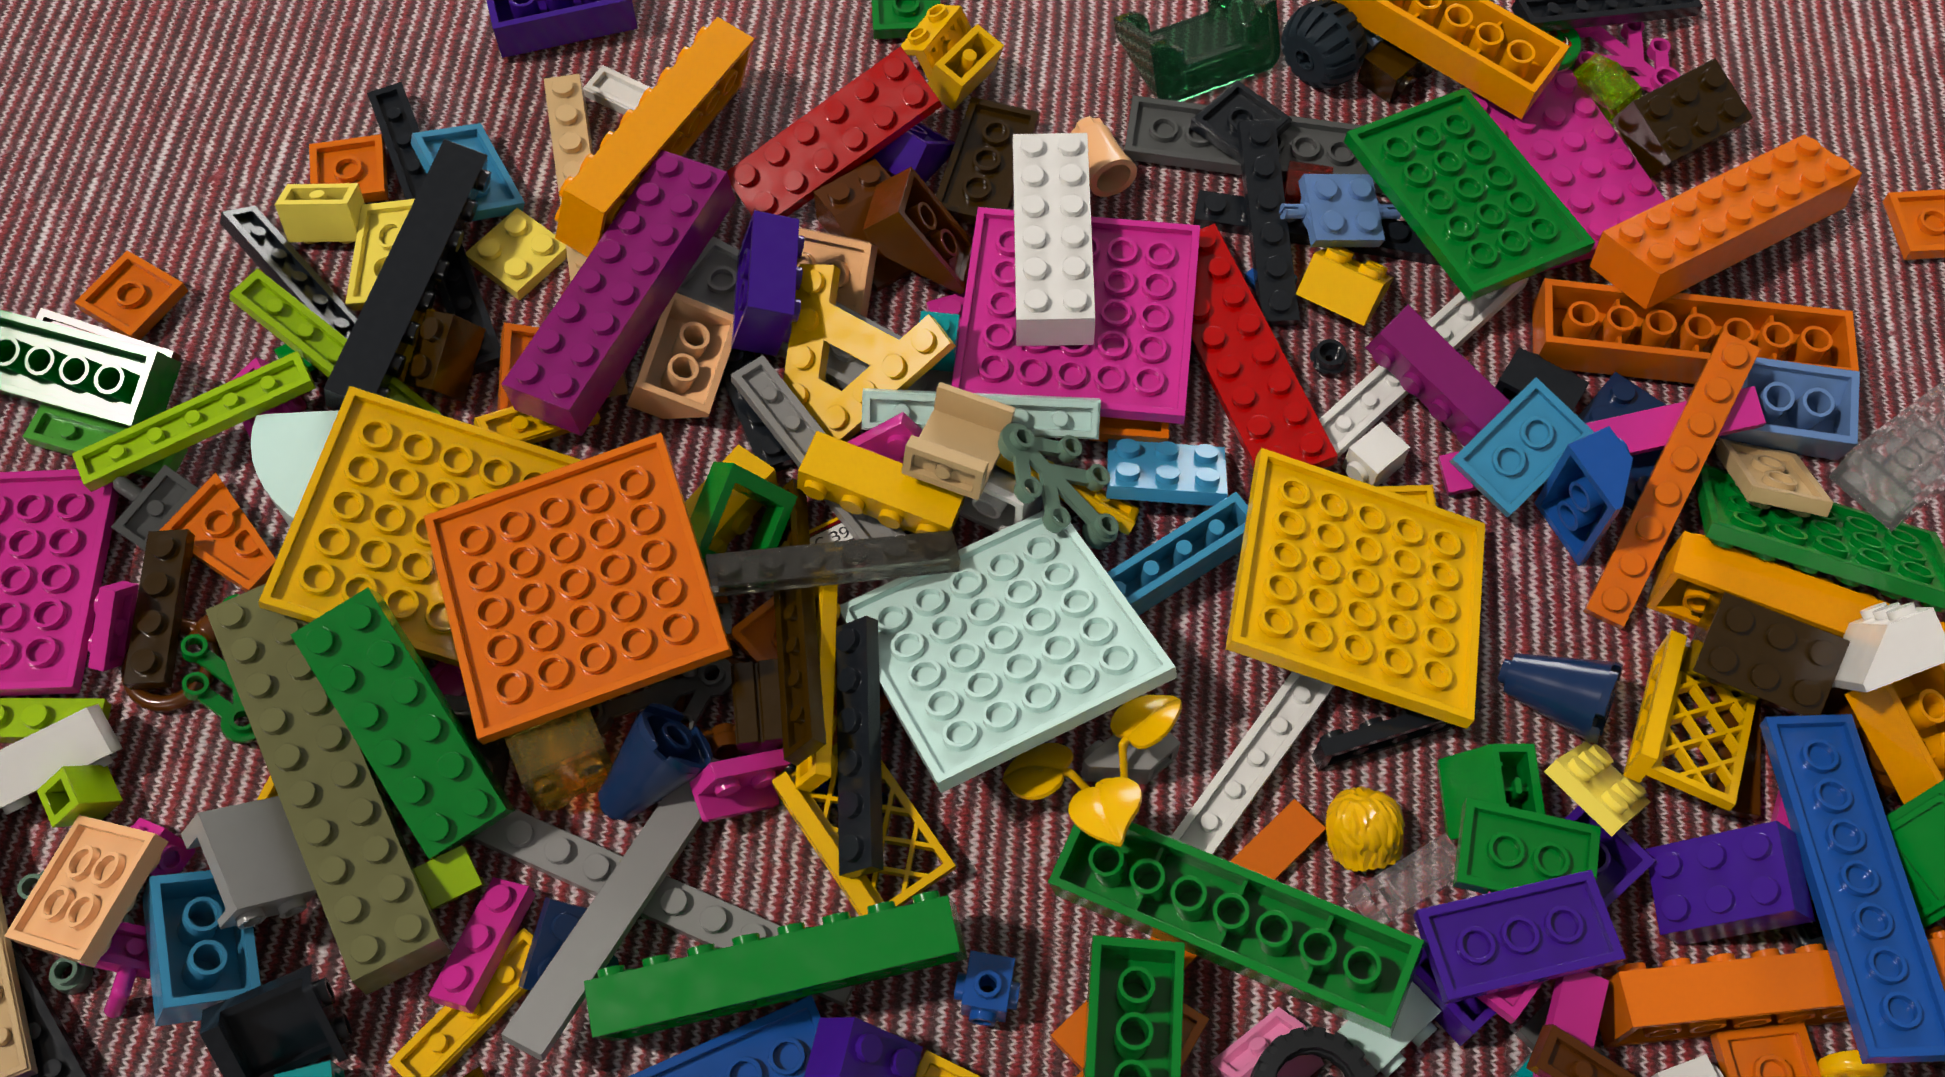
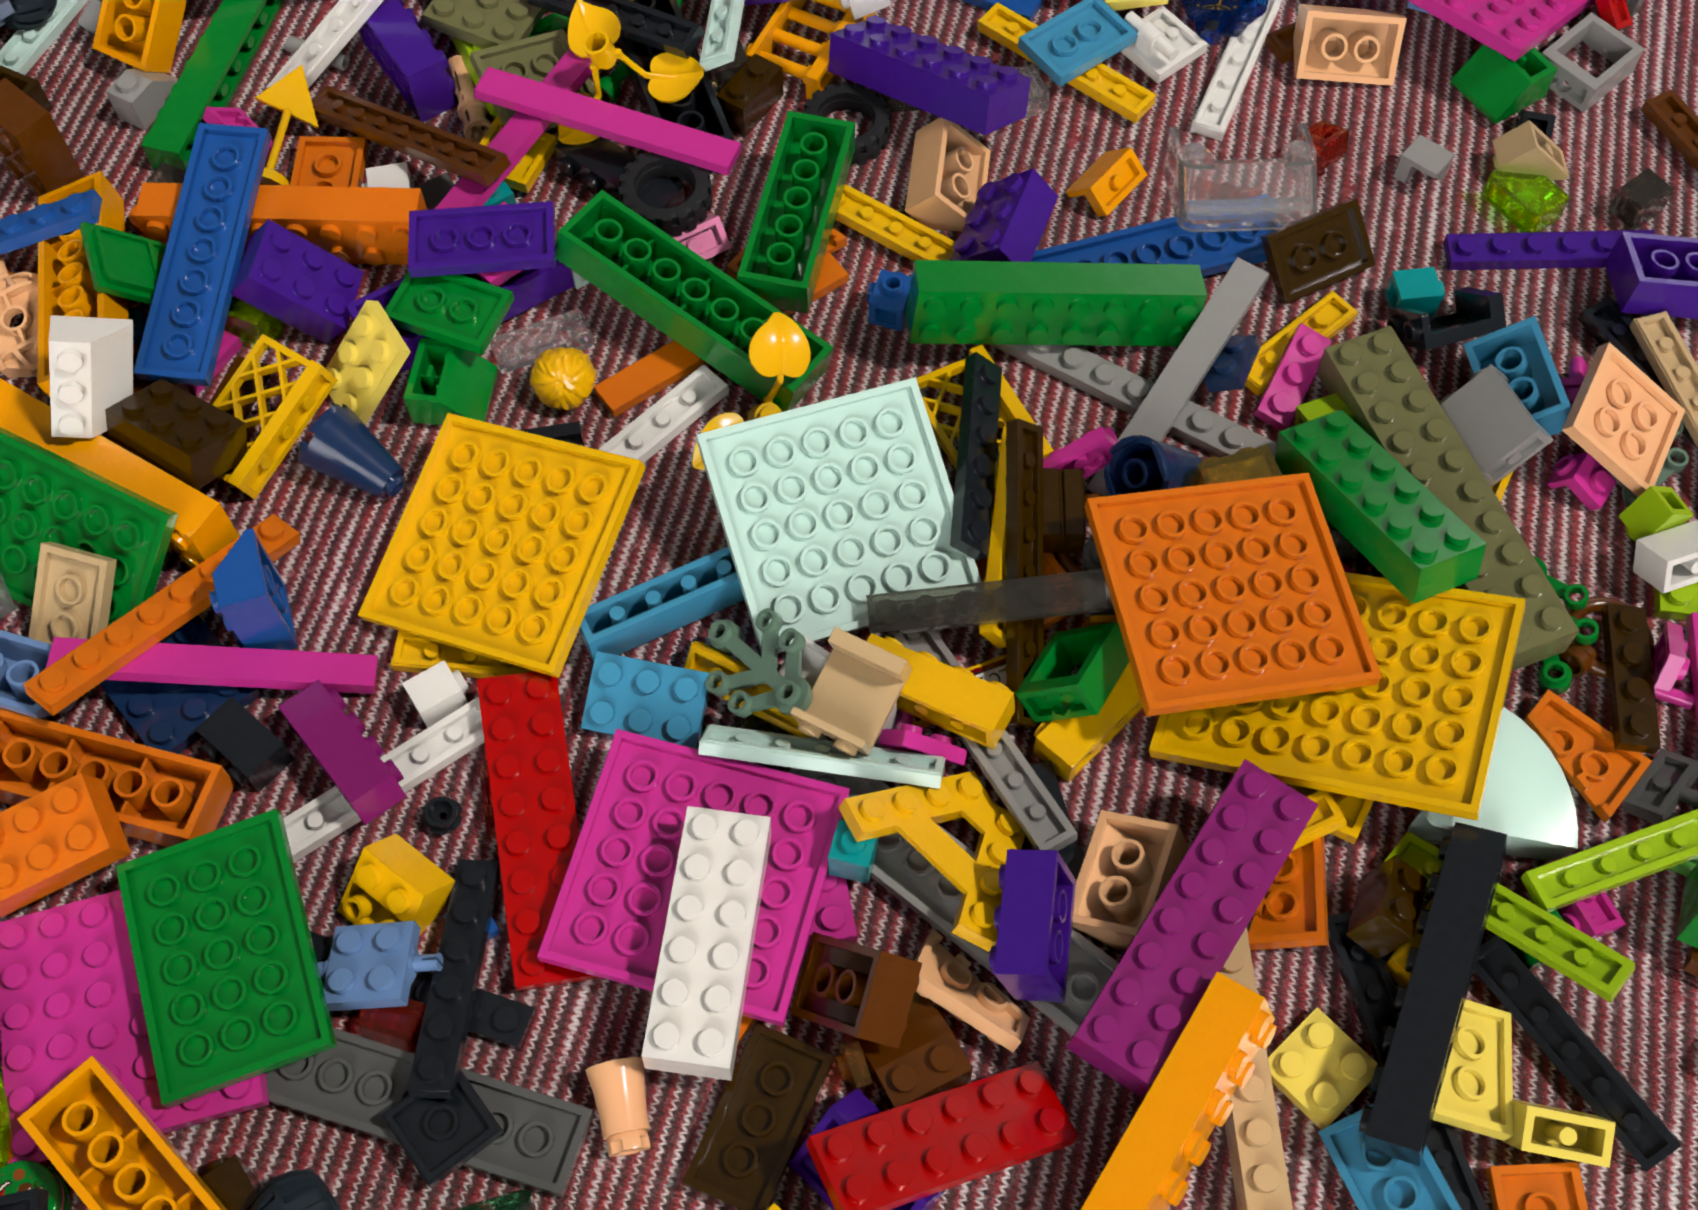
camera: 170 degrees left, 0 degrees up
(1520, 447) = (296, 658): dark azure plate -> none

